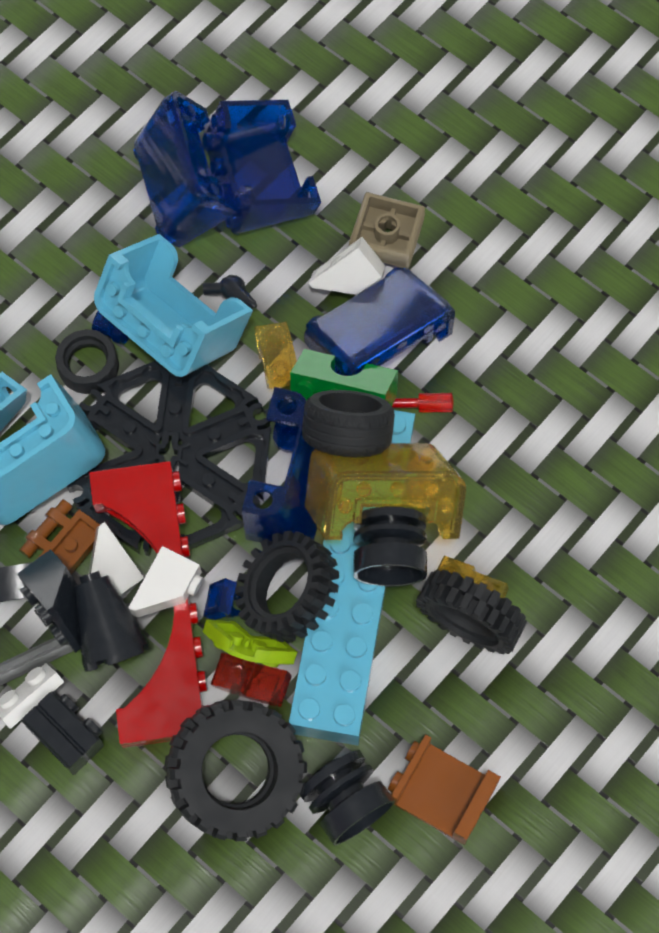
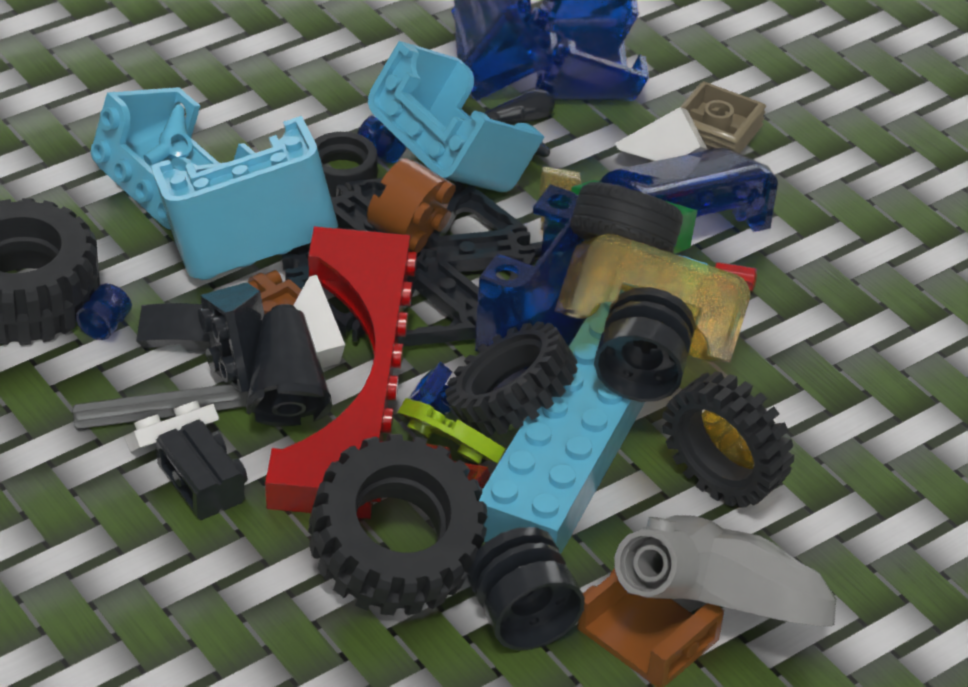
camera: 10 degrees right, 25 degrees down
(160, 417) = (411, 203): none -> dark orange brick
(166, 583) = (369, 334): white slope -> none
(221, 253) = (524, 108): none -> black piece
(498, 746) = (723, 568): none -> light grey piece

